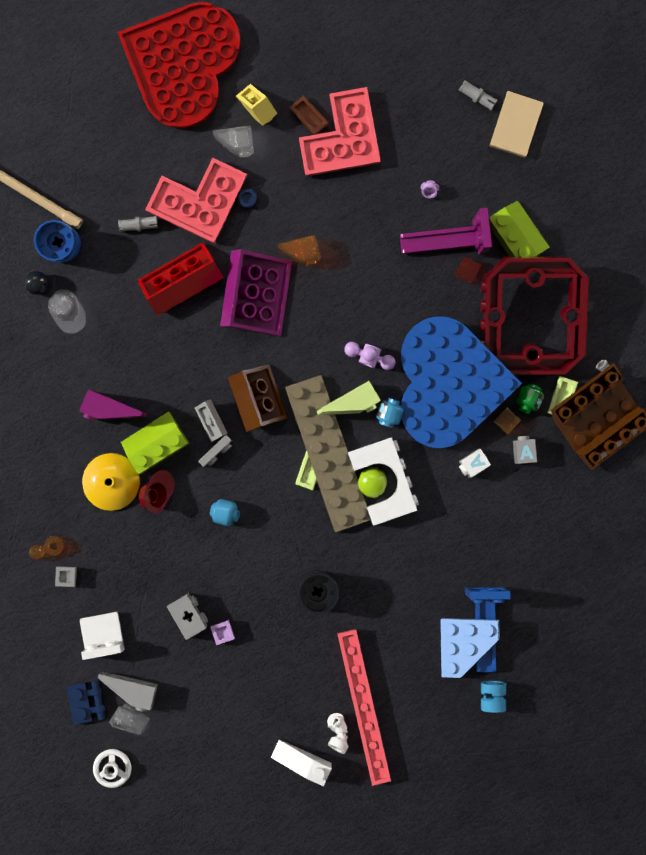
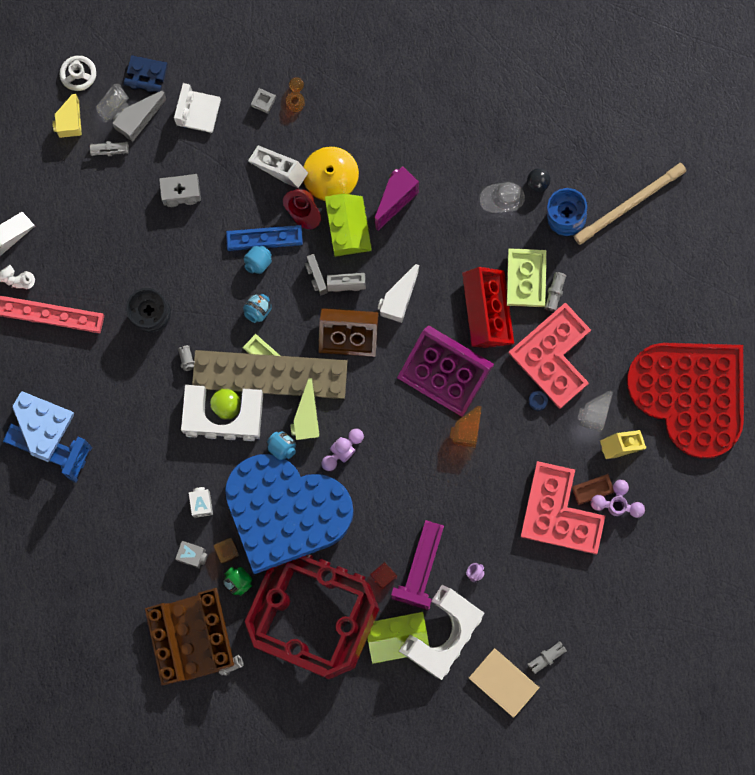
camera: 120 degrees right, 10 degrees down
(125, 533) = (279, 166): none -> white slope
(136, 255) = (526, 277): none -> yellowish green plate
(162, 755) = (67, 118): none -> light yellow slope
(174, 703) = (109, 148): none -> light grey pin
(199, 516) = (264, 237): none -> blue tile
(206, 365) = (398, 297): none -> white slope
(222, 632) = (151, 214): lavender plate -> none
(270, 492) = (257, 307): none -> head
(297, 90) = (620, 488): none -> lavender piece
(344, 538) = (186, 358): none -> light grey pin
(521, 187) = (464, 620): none -> white arch
(563, 389) = (232, 618): yellowish green tile -> none

